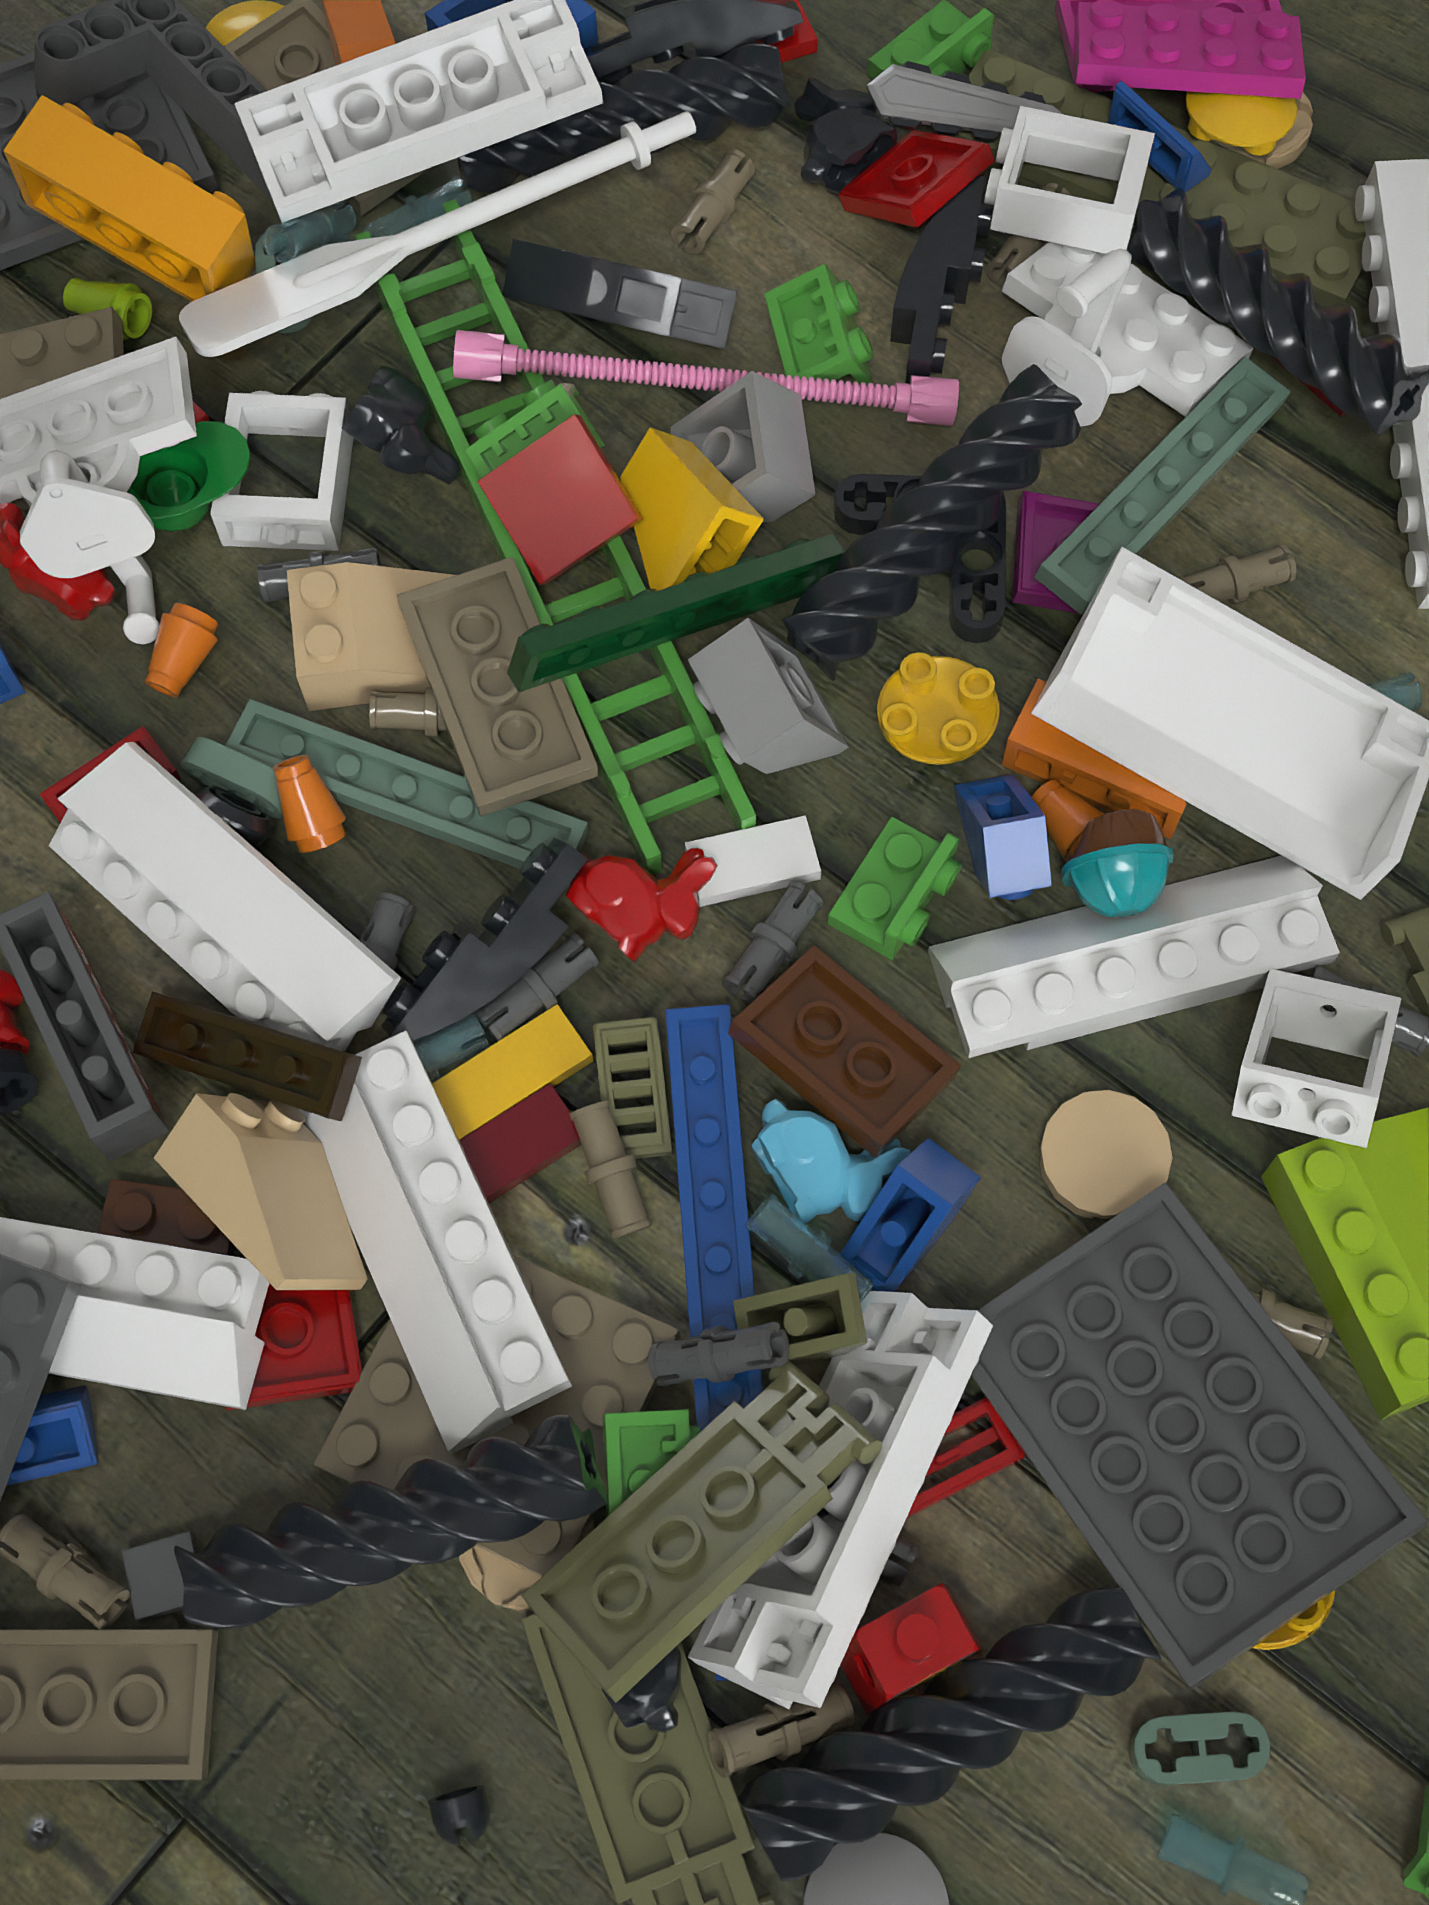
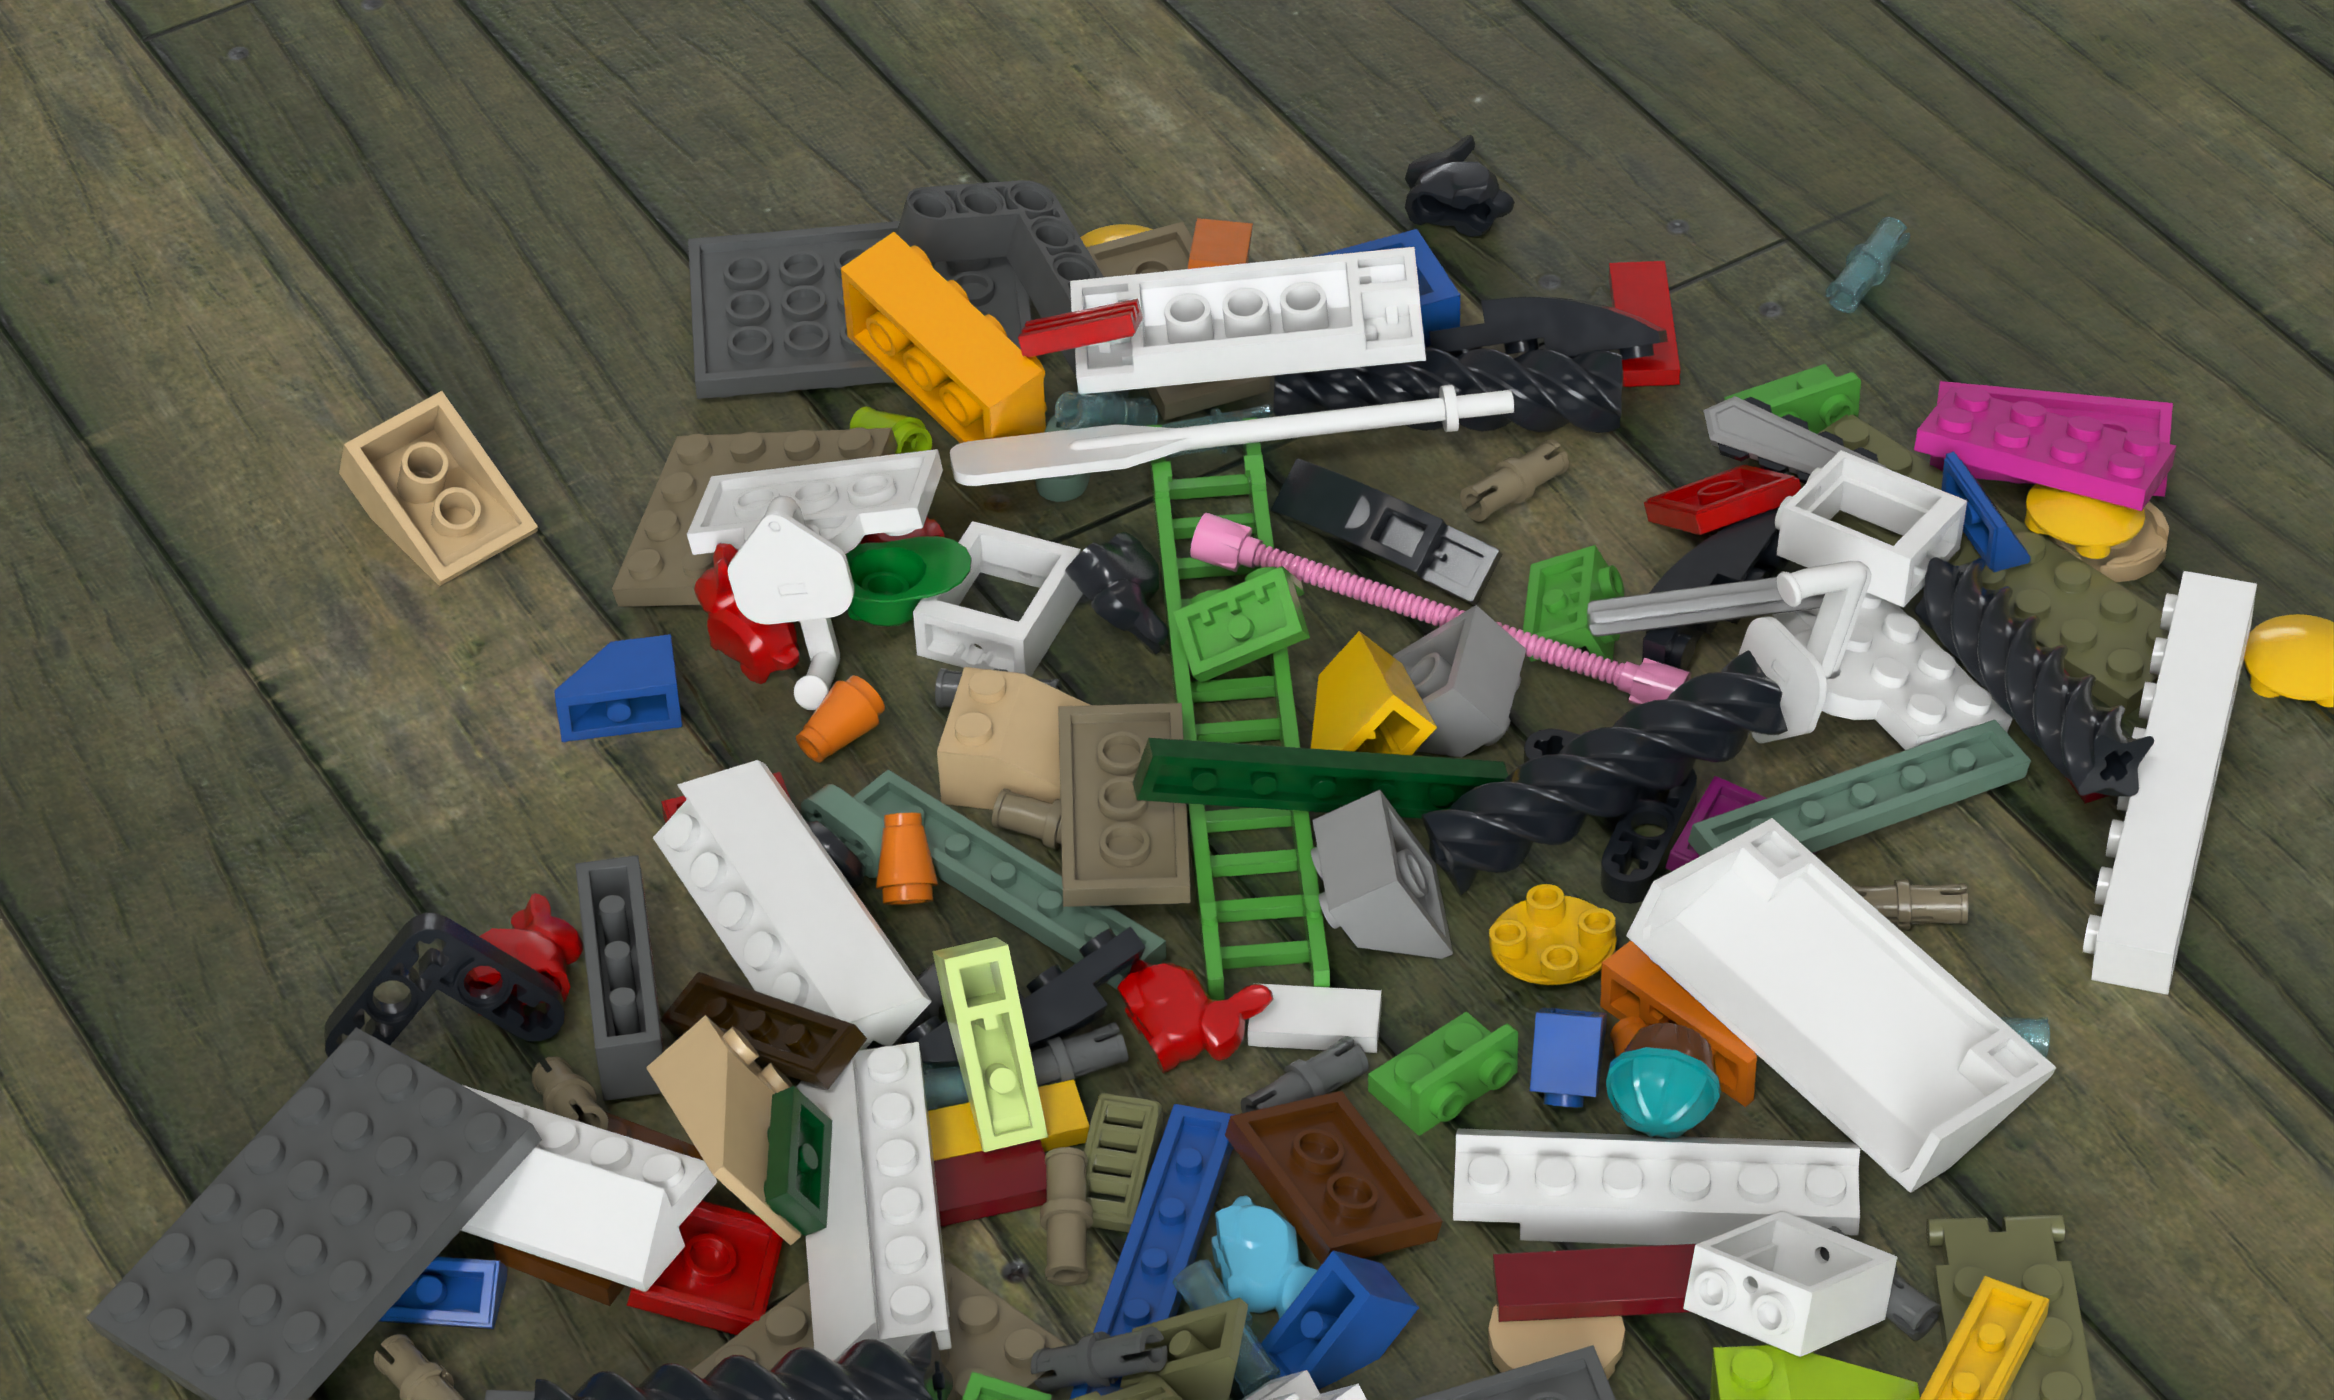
camera: 20 degrees right, 25 degrees down
(80, 1185) = (568, 1093): none -> dark tan pin
(267, 159) = (1080, 328): none -> red tile
(344, 1218) = (798, 1161): none -> dark green plate
(476, 1010) = (991, 1042): none -> yellowish green slope
(560, 499) = (1247, 670): red tile -> none
(841, 136) = (1665, 453): black animal -> none
(957, 308) = (1690, 607): none -> light grey axle
(1130, 1095) = (1592, 1282): none -> dark red tile

